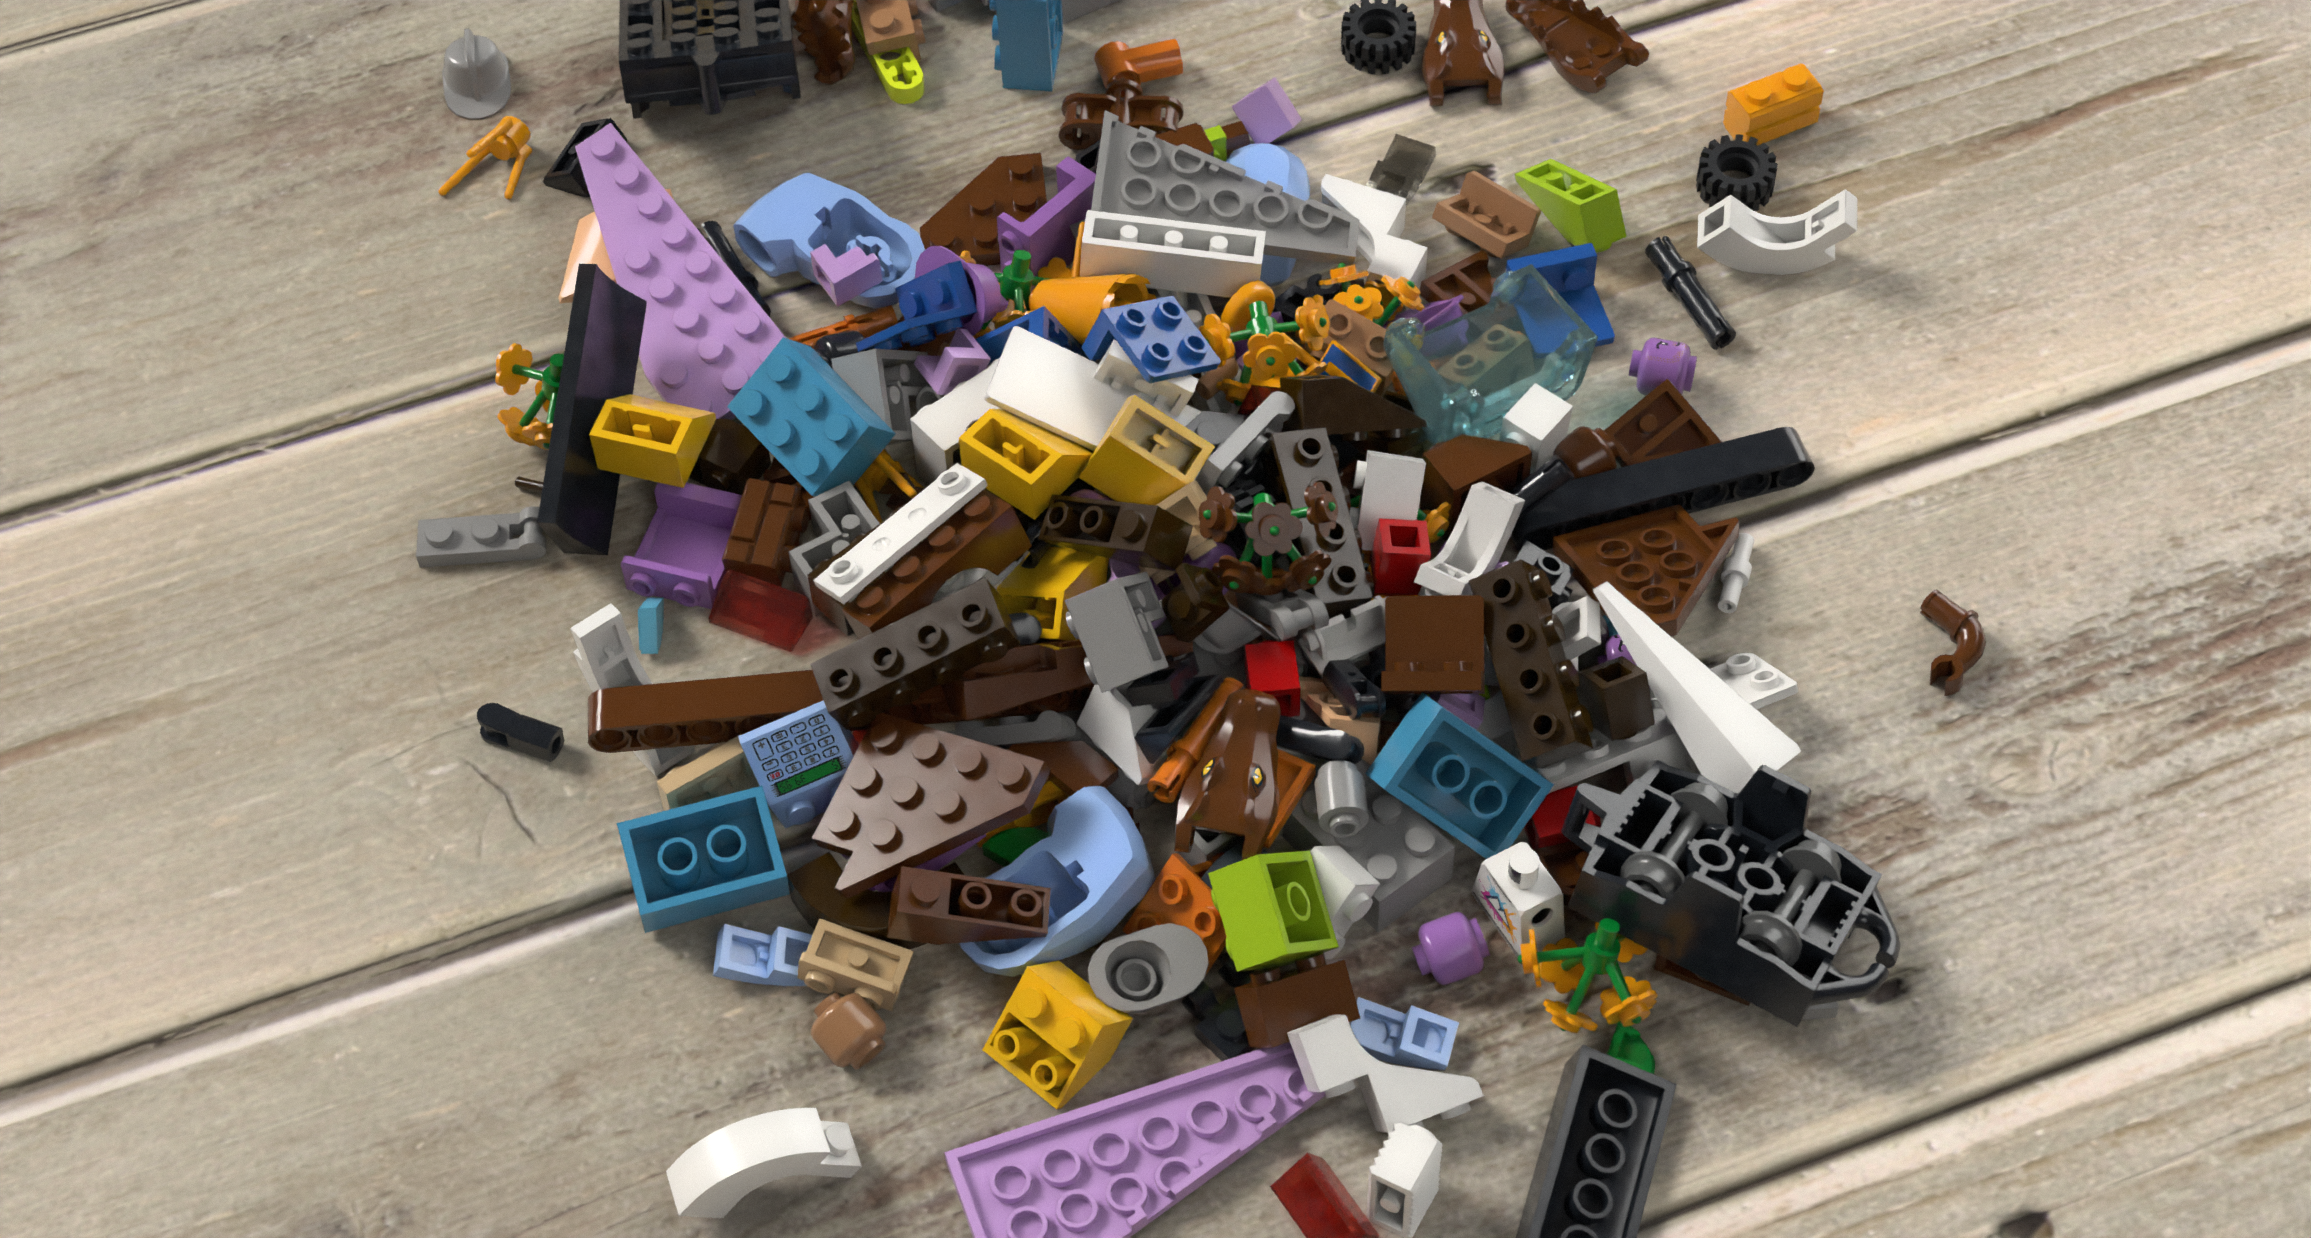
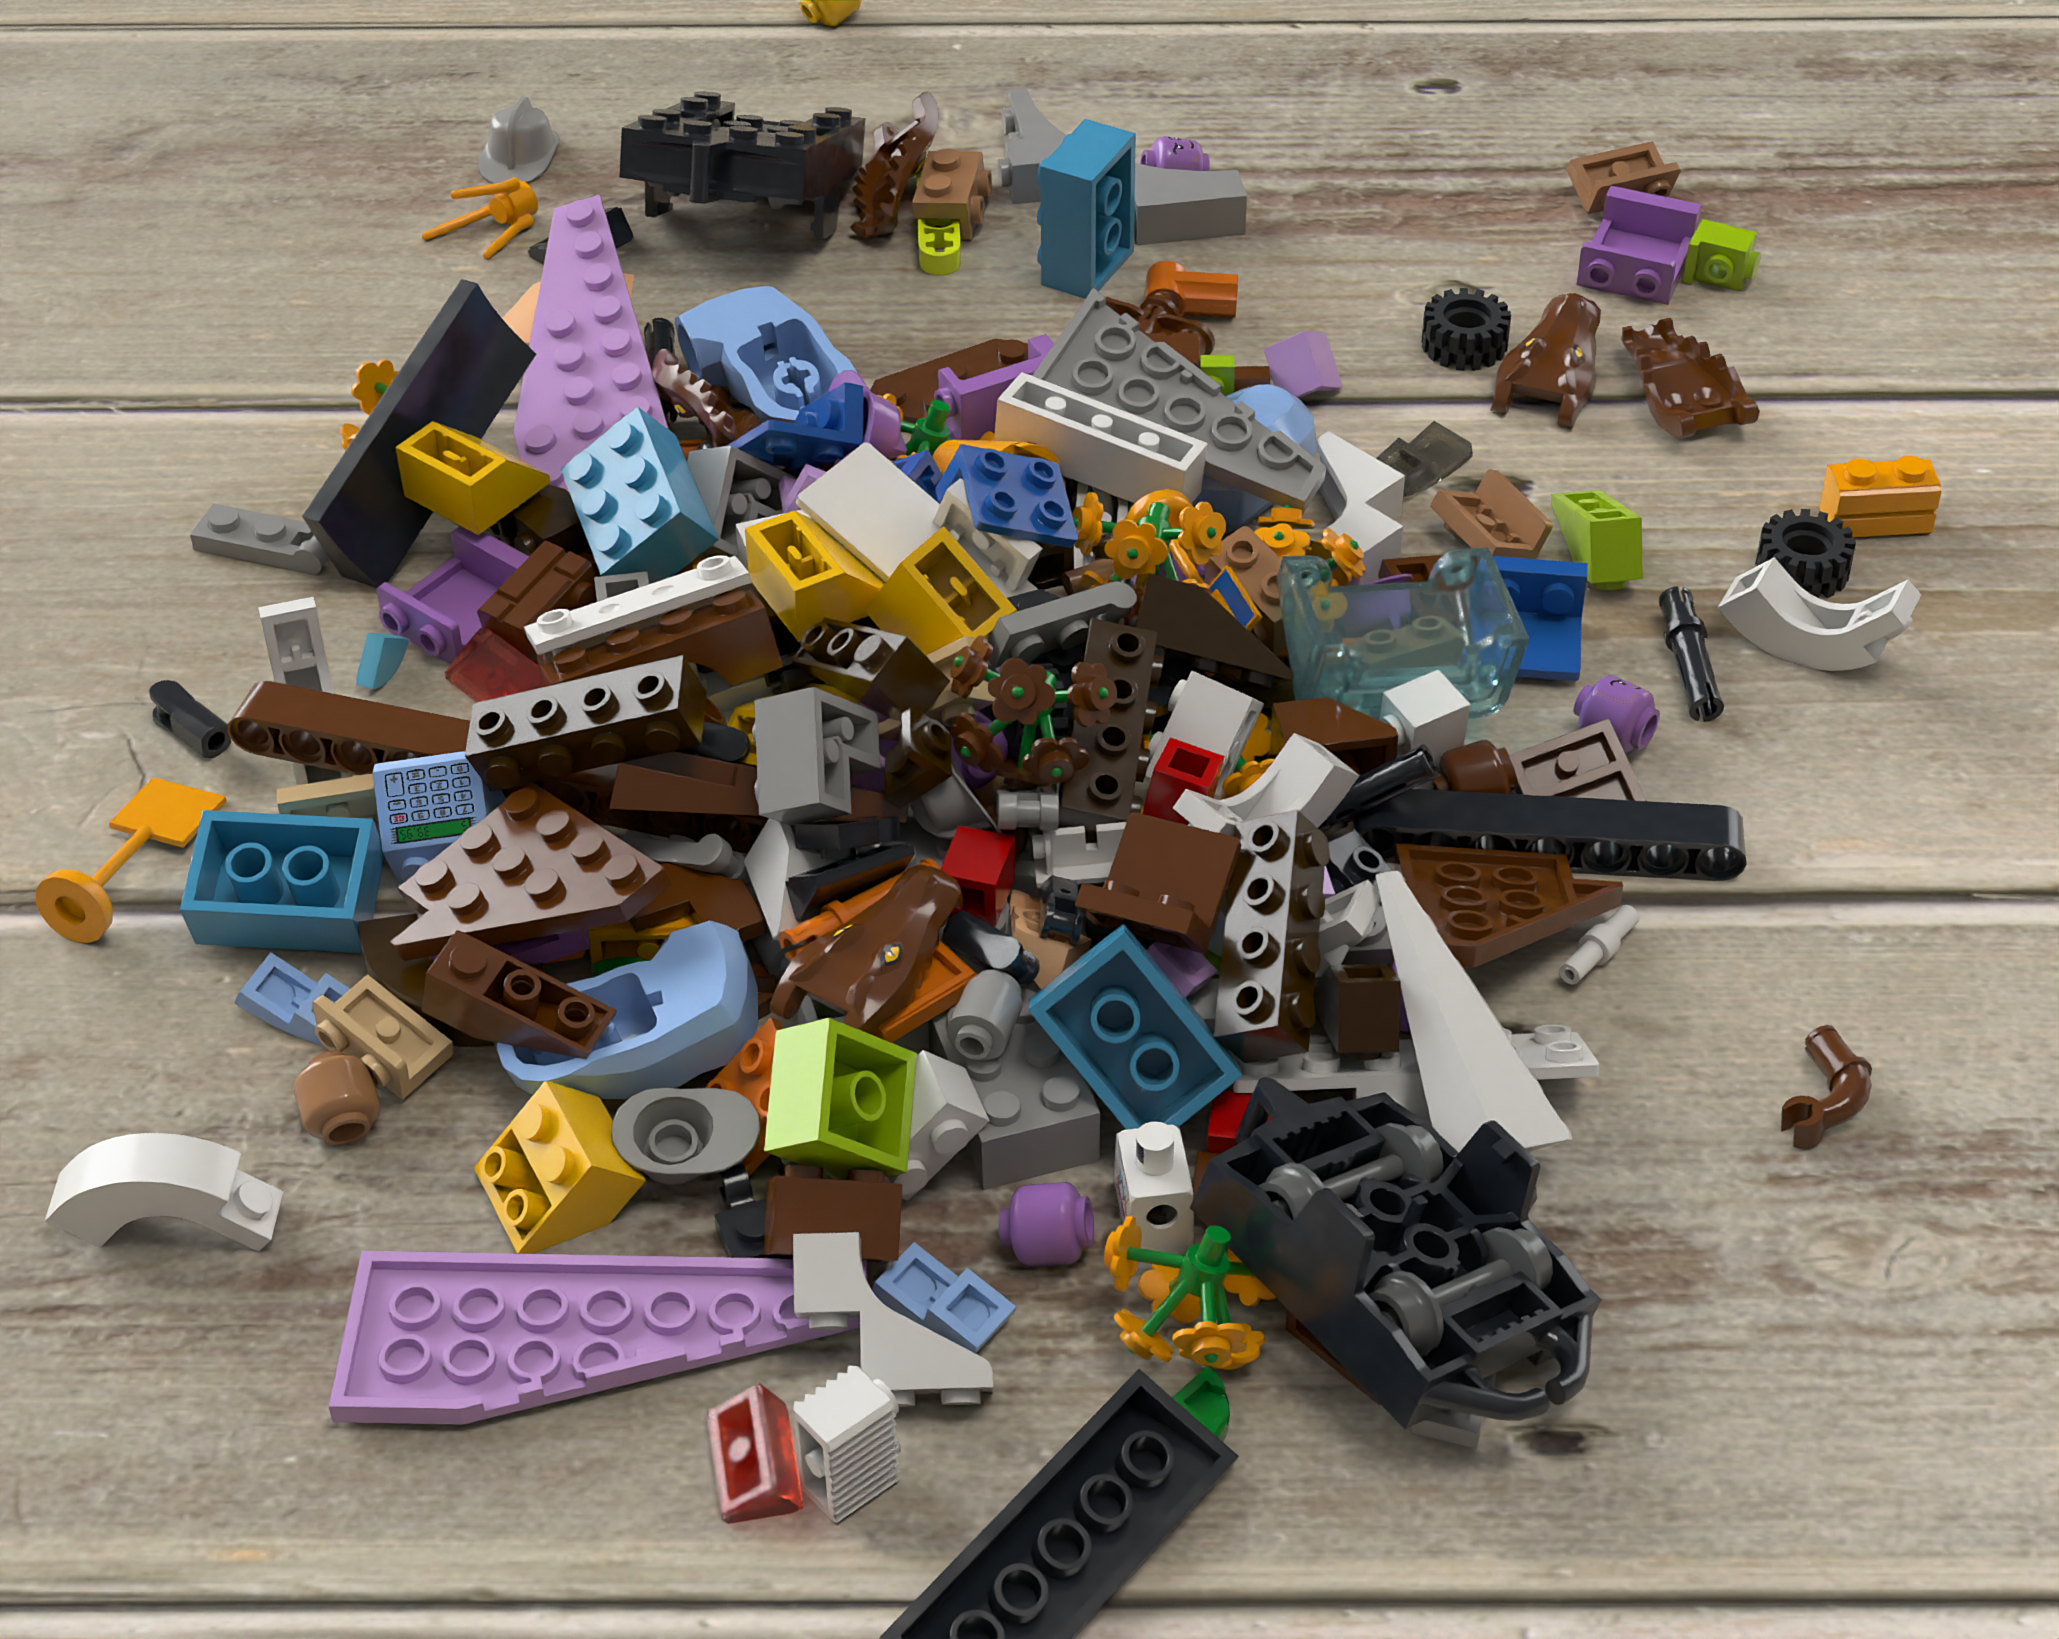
camera: 20 degrees right, 10 degrees down
(545, 826) = (161, 812): none -> light orange piece
(795, 299) = (701, 400): none -> reddish brown animal
(847, 274) = (756, 389): lavender panel -> none

